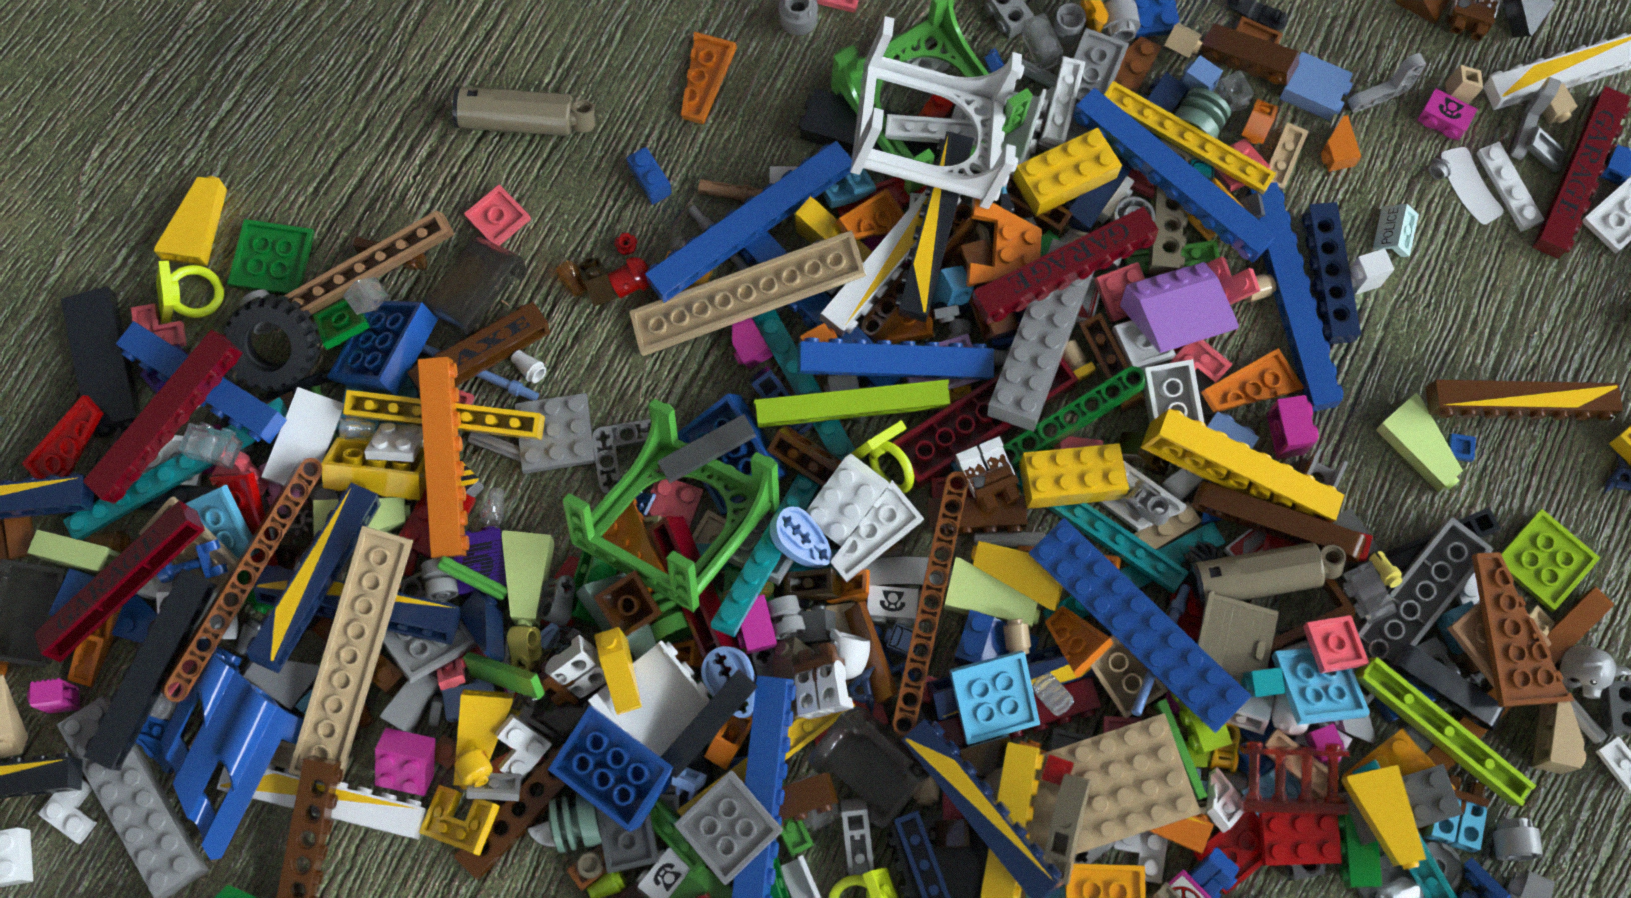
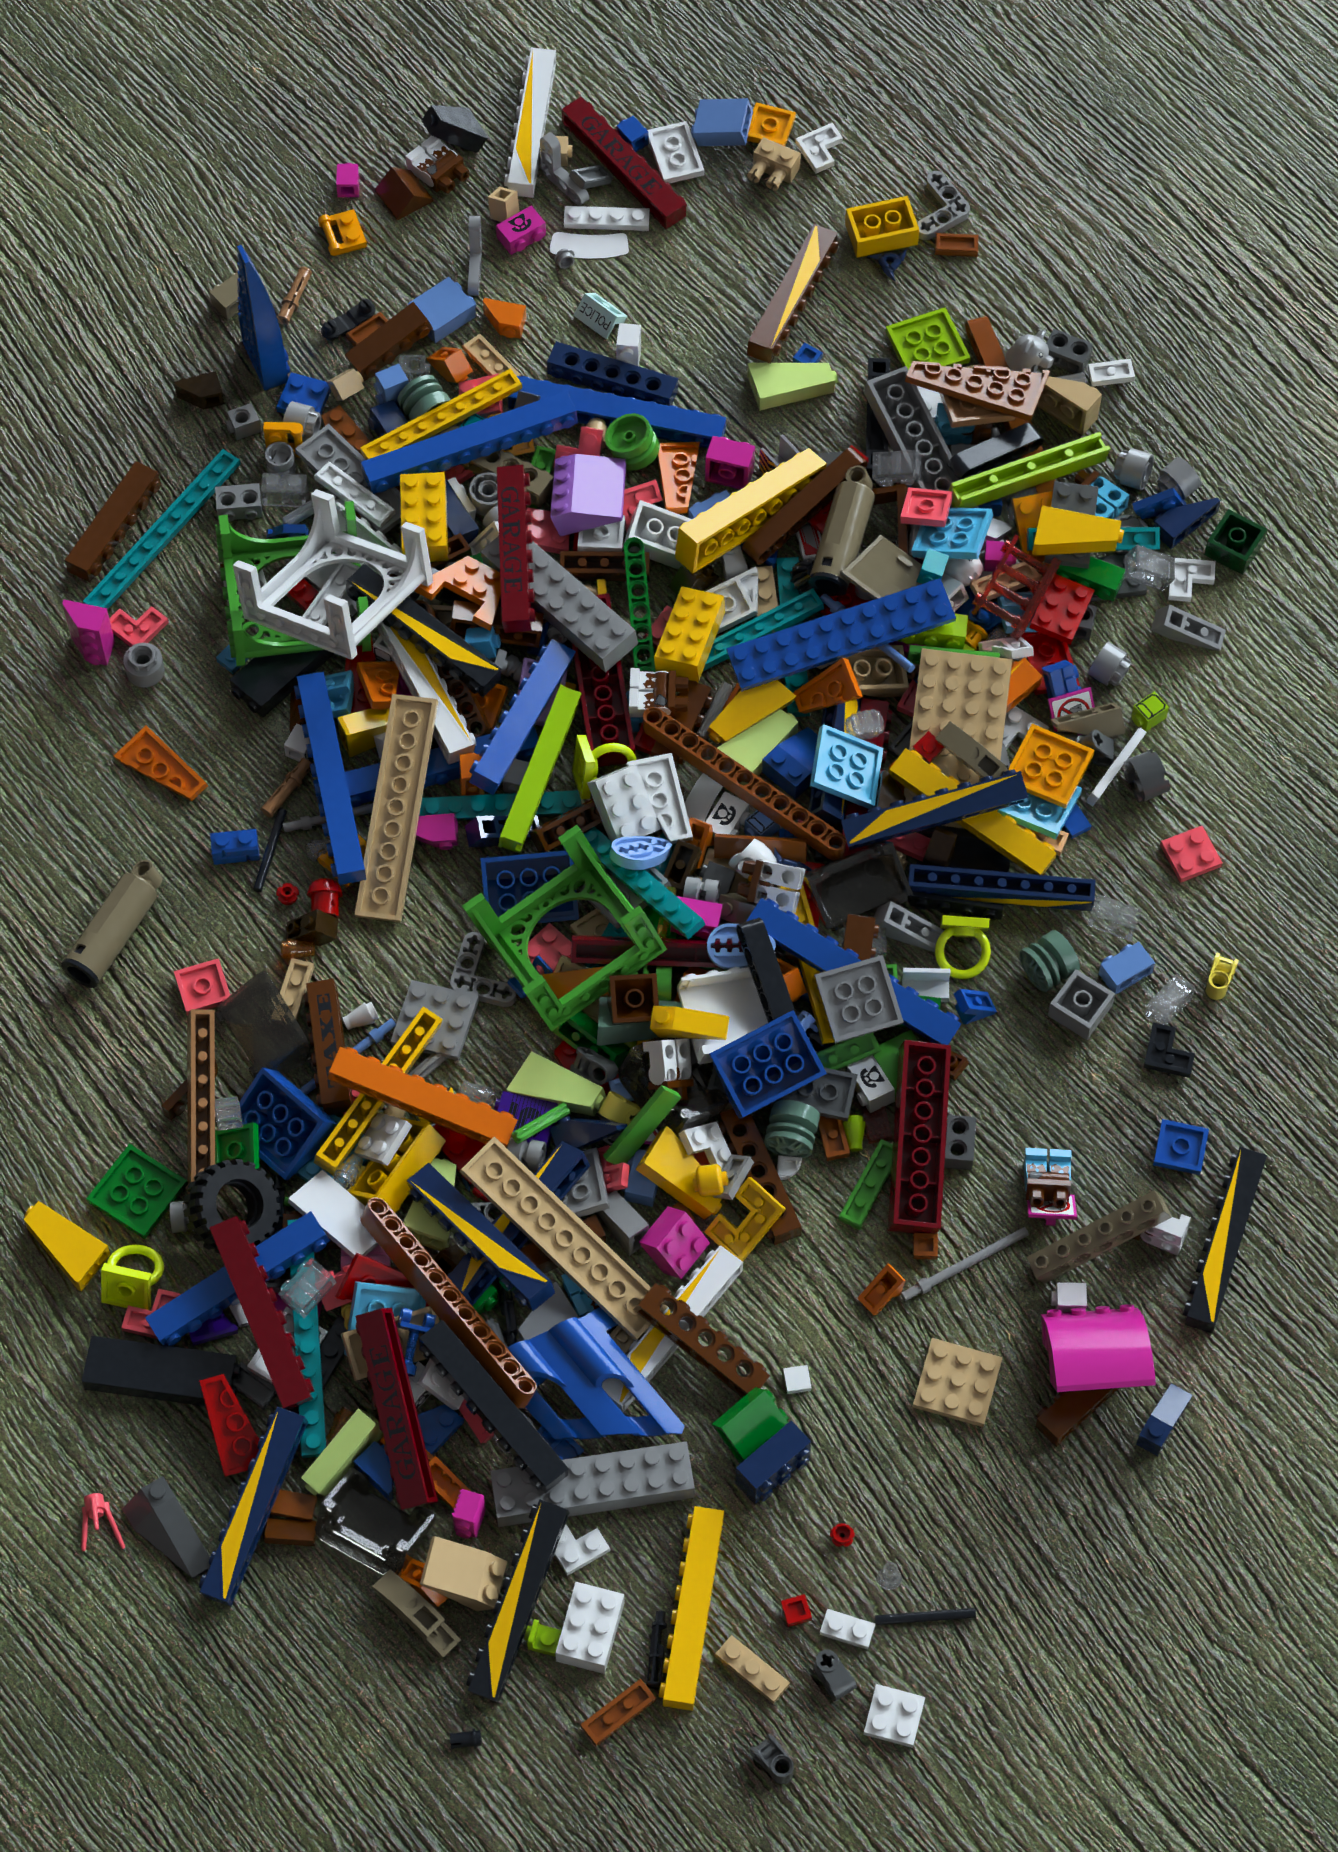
camera: 65 degrees left, 10 degrees down
(436, 709) = (640, 1204): dark grey tile -> none
(540, 292) = (294, 984): none -> tan plate
(589, 865) = (832, 1135): dark tan tile -> none
(664, 208) = (270, 849): none -> black bar
(706, 448) = (522, 893): dark grey tile -> none
(1017, 636) = (802, 734): tan brick -> none
(1144, 500) = (740, 593): light grey piece -> none
(1263, 323) = (633, 440): none -> bright green wheel
(1388, 573) = (887, 446): light yellow animal -> none

